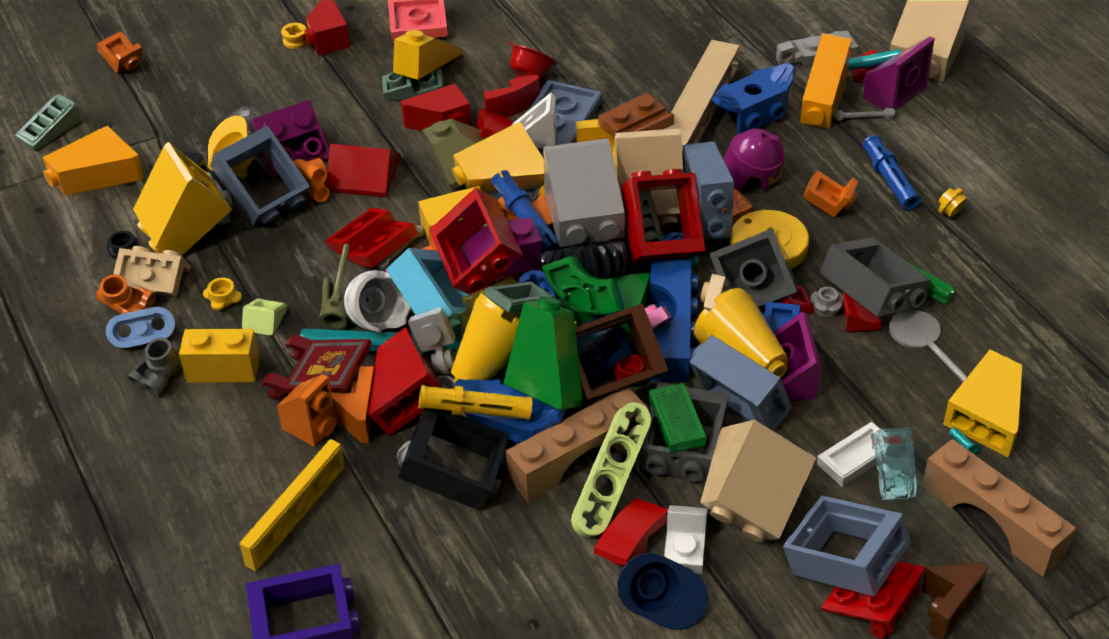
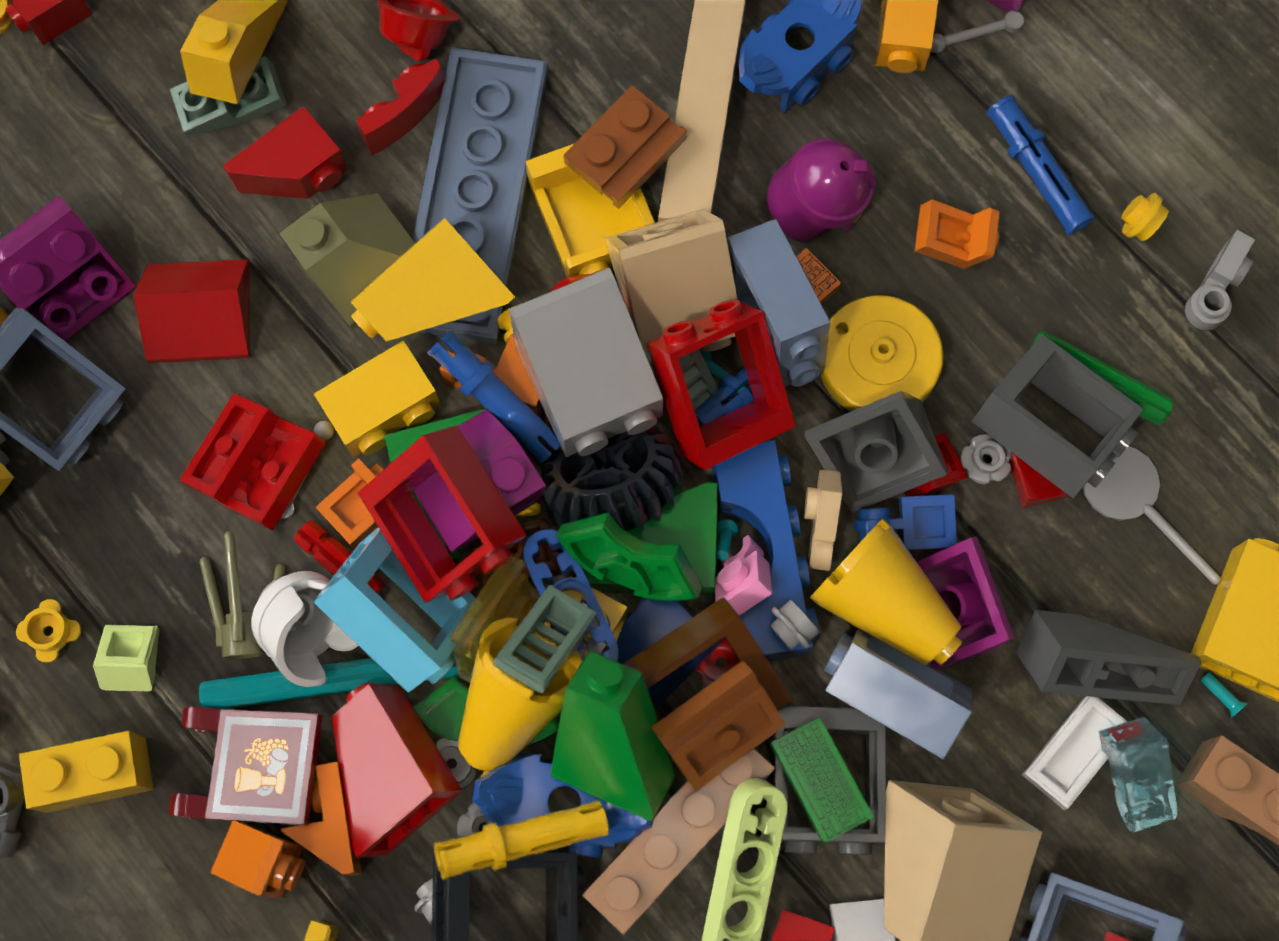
camera: 15 degrees left, 30 degrees up
(315, 174) = (116, 348): orange plate -> none
(434, 331) = (422, 698): light grey plate -> none
(491, 123) = (393, 185): red slope -> none
(541, 122) = (459, 183): white slope -> none
(616, 362) = (719, 725): none -> dark orange plate
(679, 339) = (793, 626): none -> light grey plate
(886, 402) = (1099, 660): none -> dark grey slope
(1000, 231) = (1228, 268): none -> light grey plate

